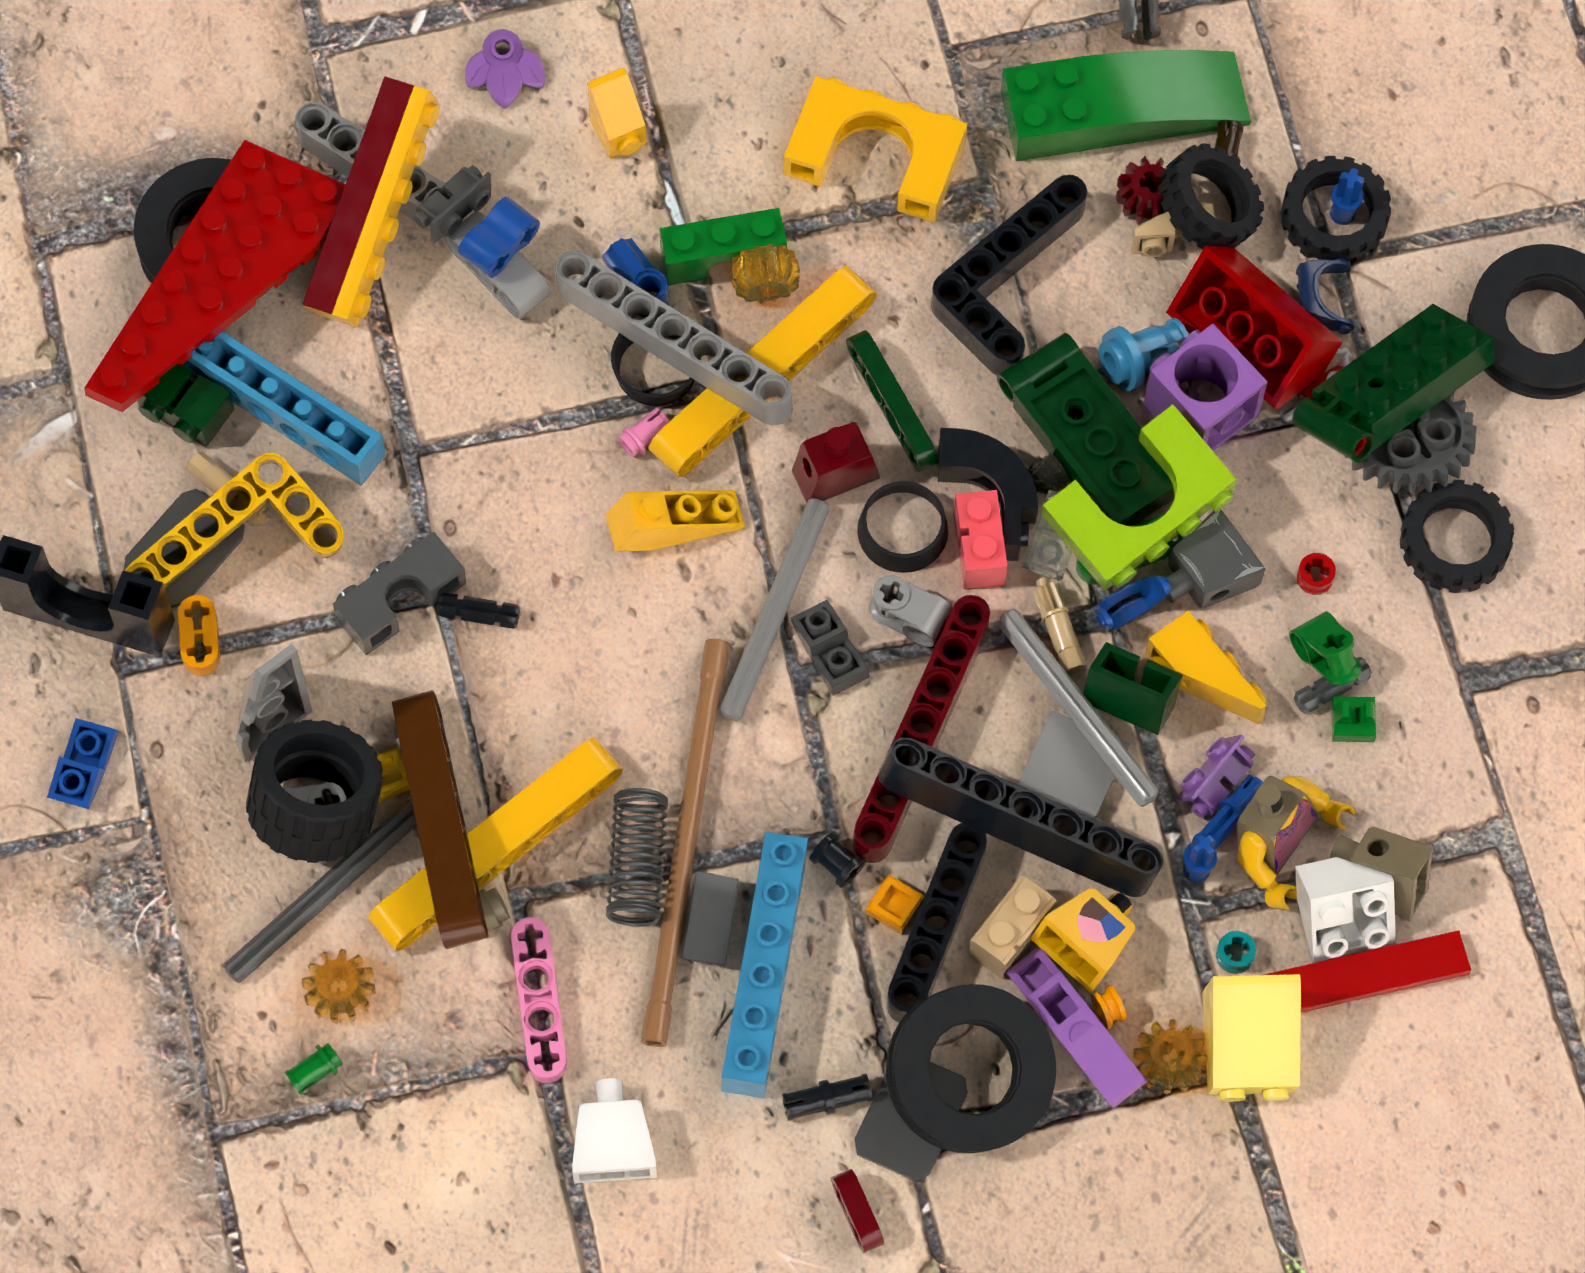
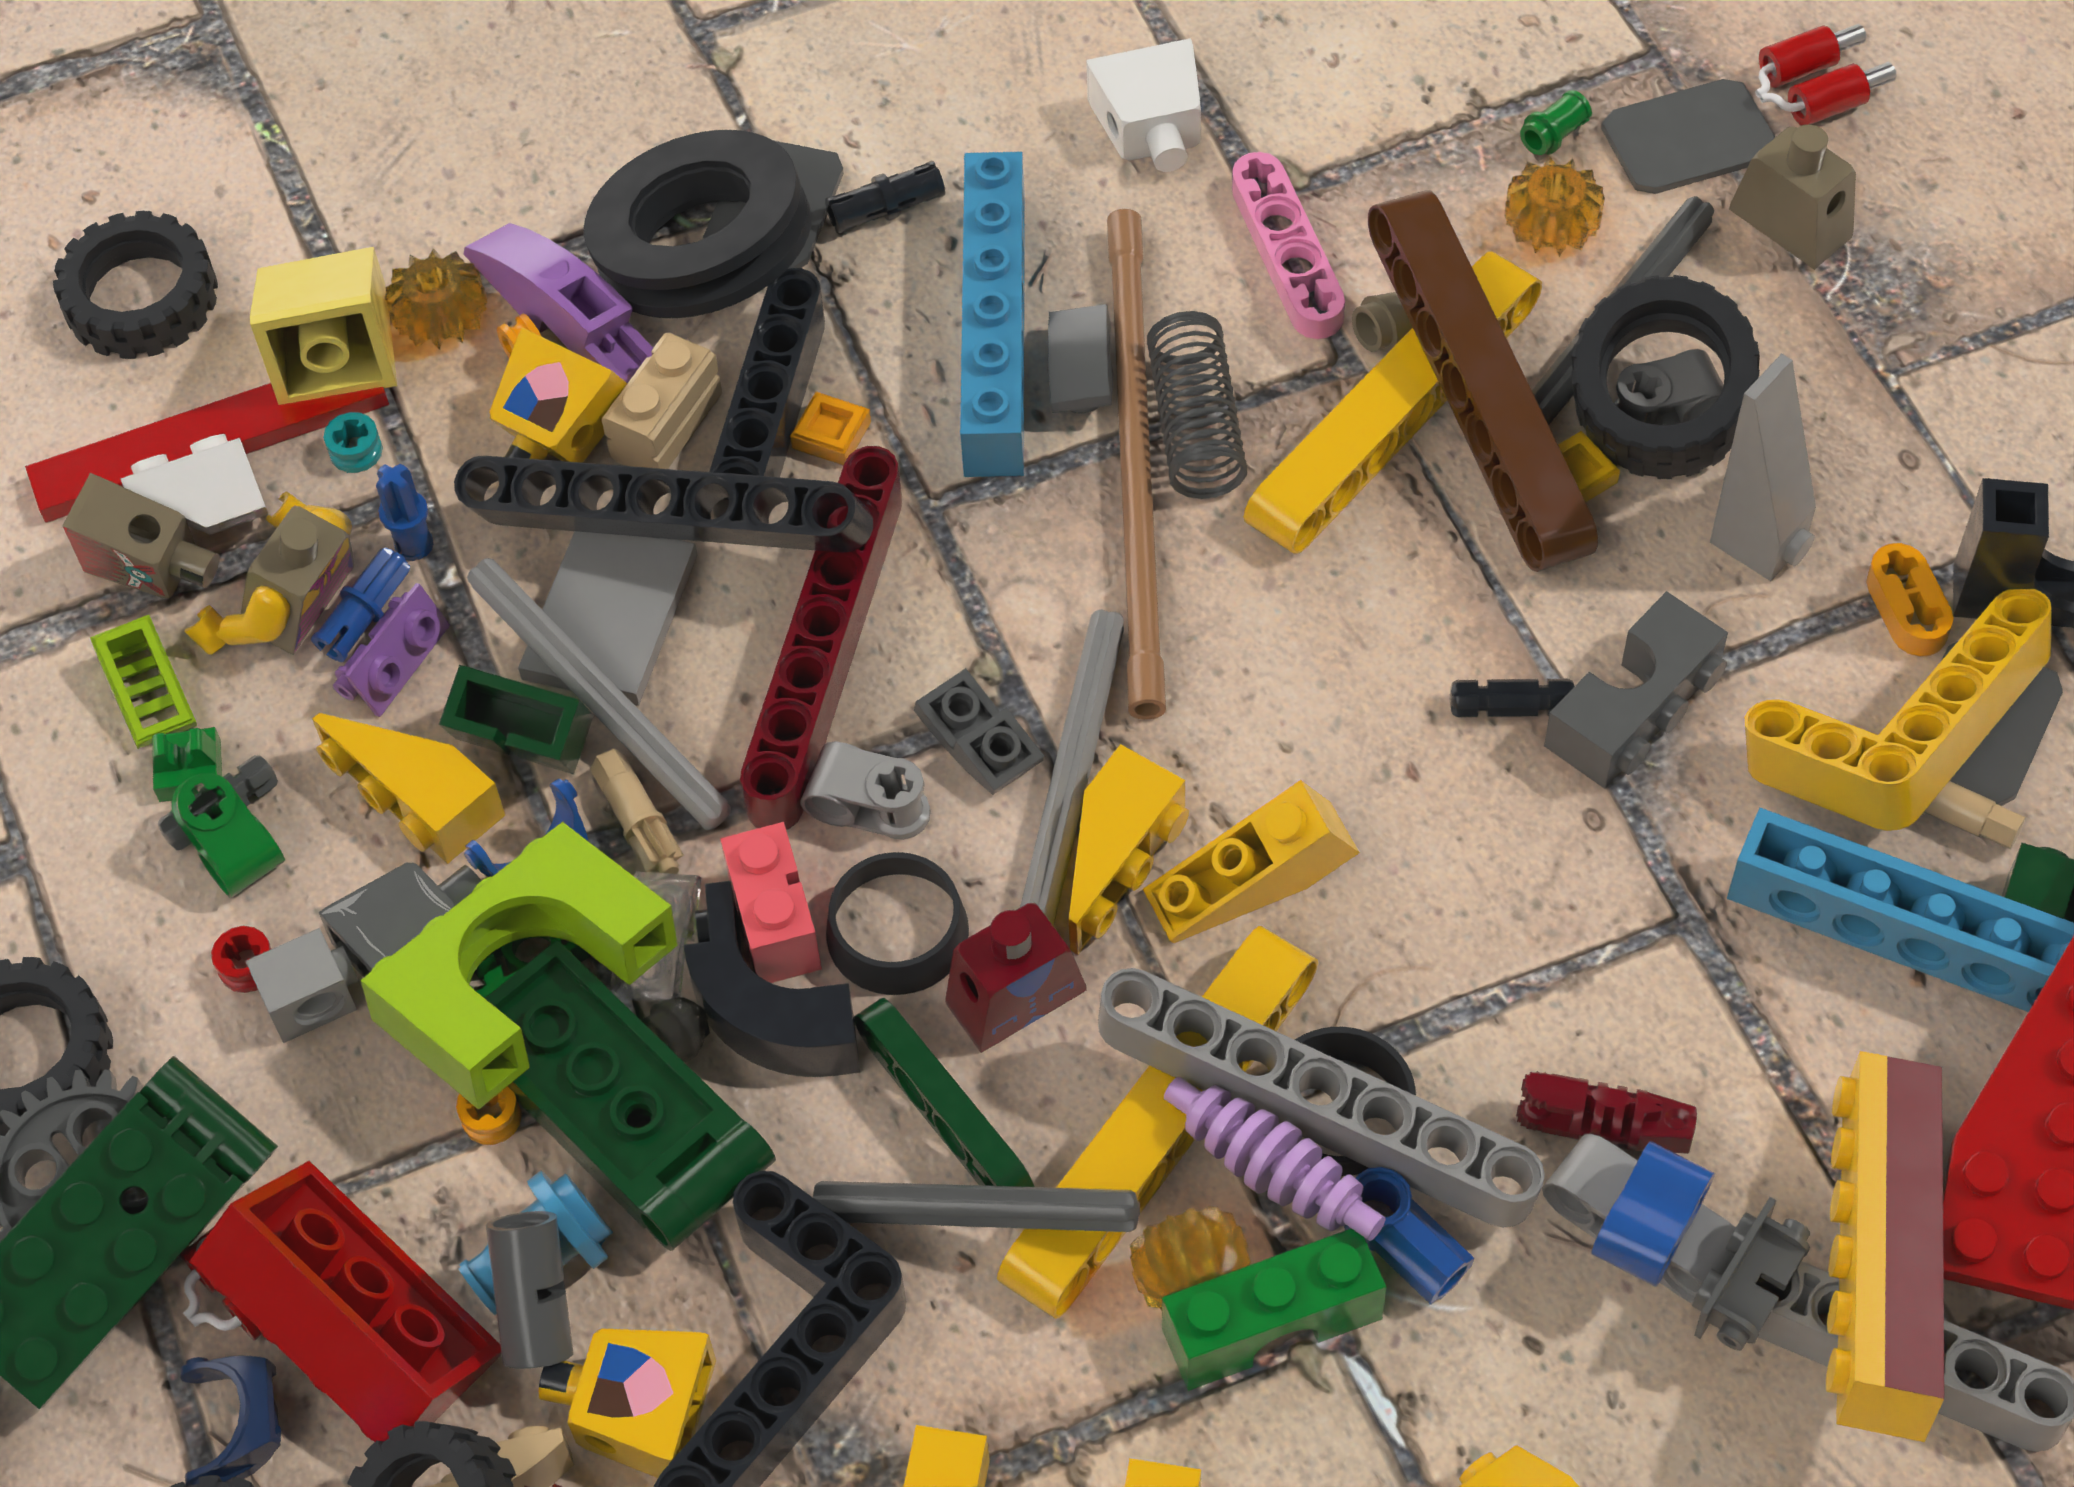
camera: 175 degrees right, 10 degrees down
(83, 764) = (2002, 413): blue slope -> none
(107, 1095) = (1827, 93): none -> red piece
(165, 950) = (1799, 194): none -> dark tan torso
(215, 1050) = (1687, 135): none -> dark grey piece
(500, 328) = (1574, 1108): none -> dark red hinge
(640, 435) = (1338, 985): bright pink pin -> none
(703, 302) = (1274, 1158): none -> lavender piece
(750, 557) = (1123, 823): none -> yellow slope
(837, 859) = (920, 455): black bush -> none
(857, 1210) = (825, 82): dark red beam -> none
(884, 321) = (981, 1205): none -> dark grey axle
(1092, 261) = (634, 1394): none -> yellow torso
(1147, 306) = (529, 1289): none -> dark grey pin
(1214, 359) = (406, 1123): medium lavender brick -> none
(1279, 539) = (304, 984): none -> light grey brick
(1390, 809) = (129, 640): none -> lime slope
(1412, 1078) = (127, 240): none -> black tyre

